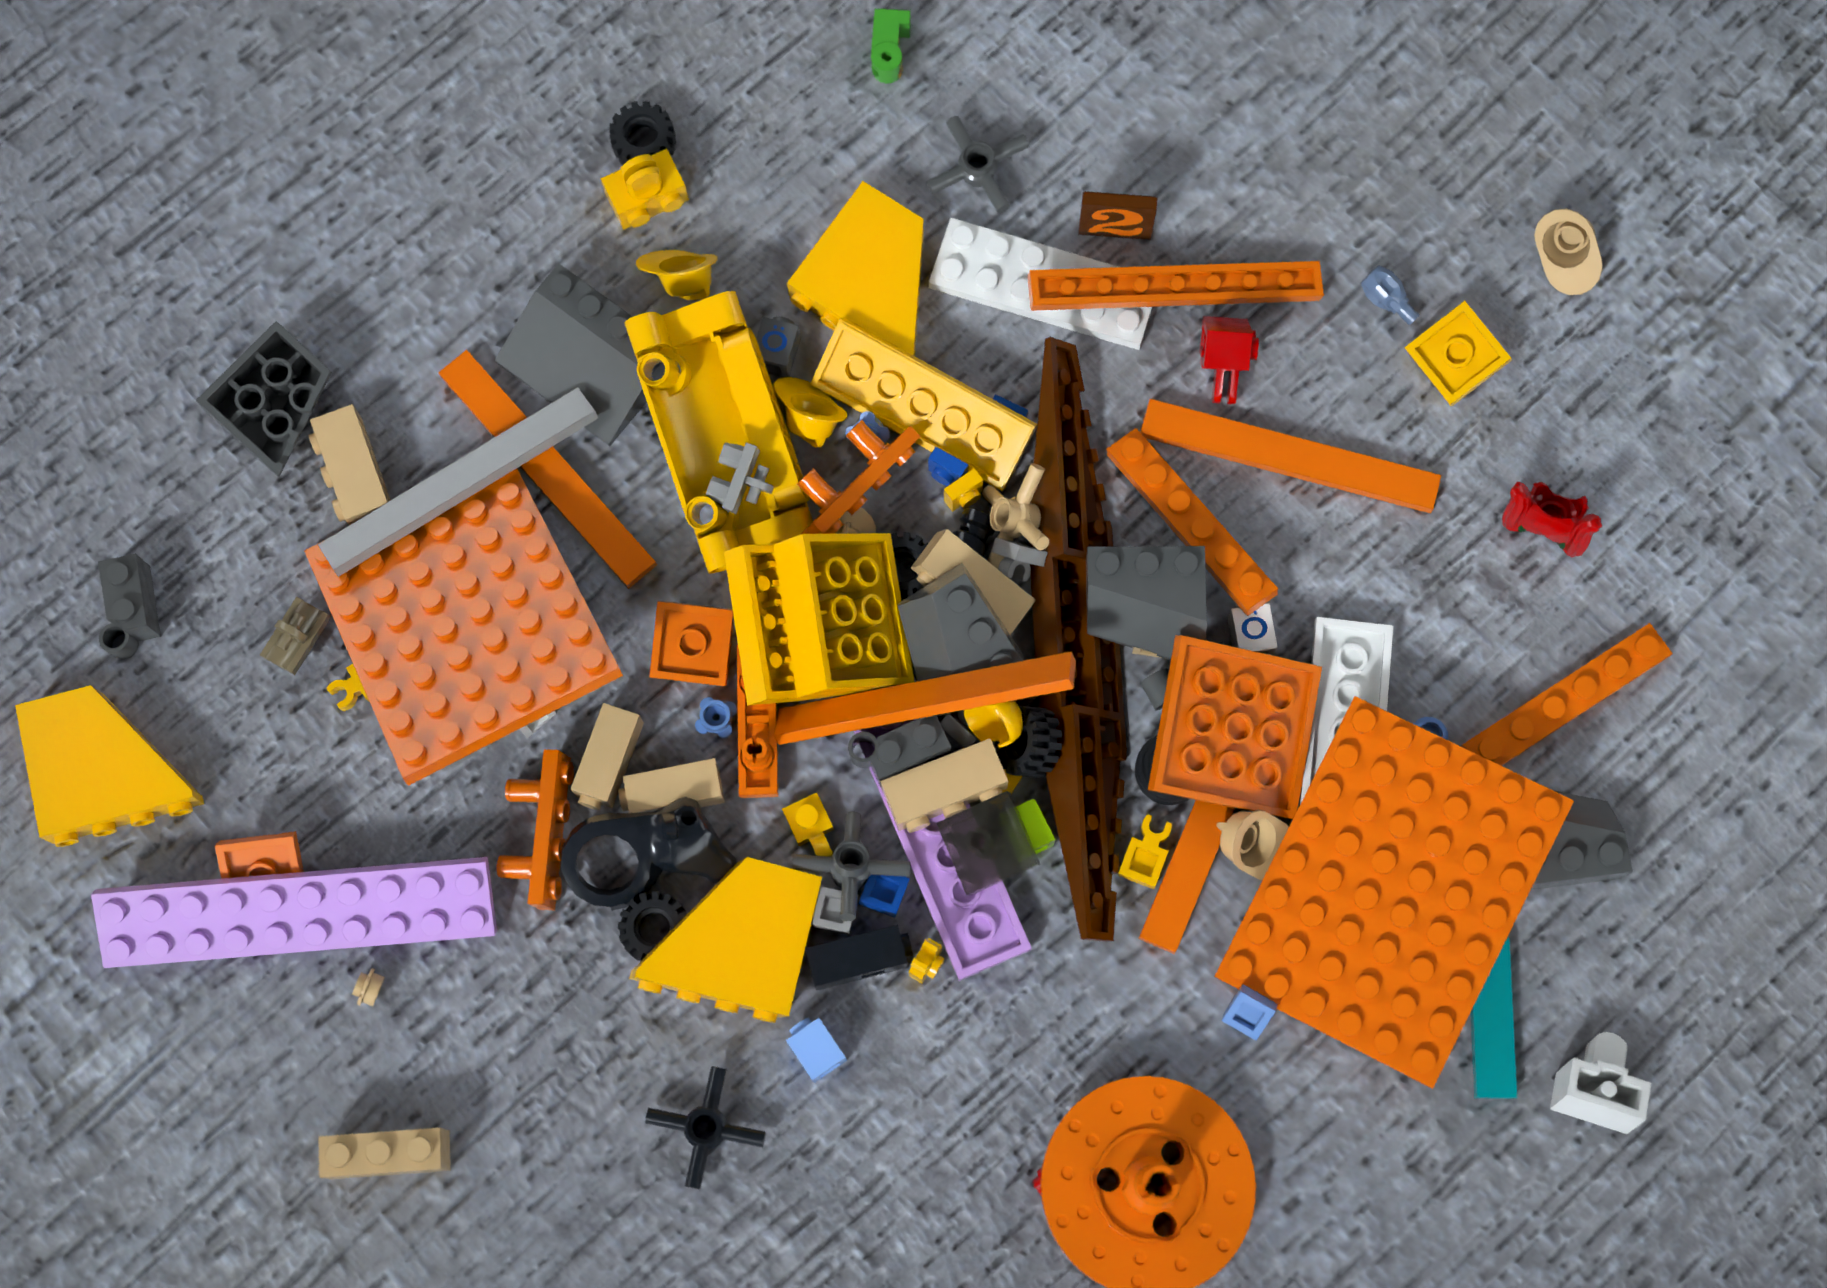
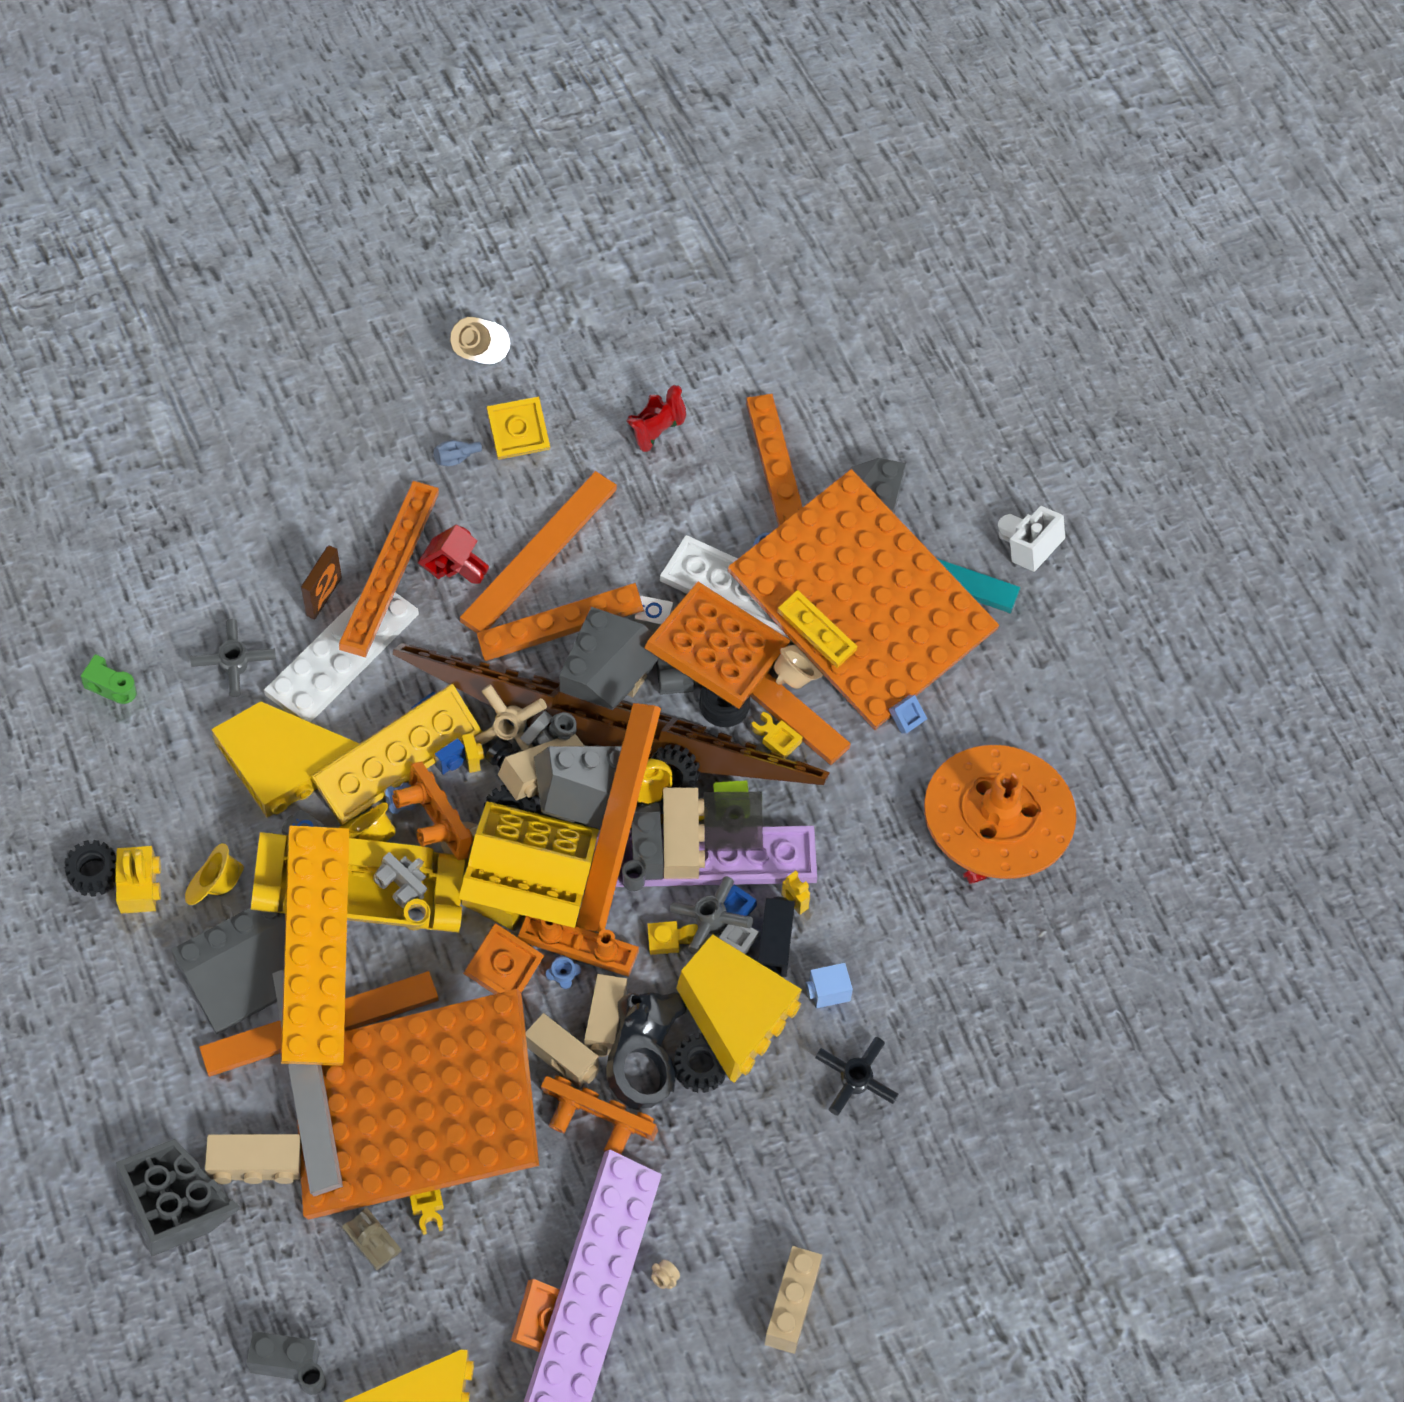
camera: 75 degrees left, 15 degrees down
(605, 414) = (315, 946): none -> light orange plate
(1041, 585) = (567, 721): none -> dark grey plate
(1308, 846) = (817, 629): none -> yellow plate

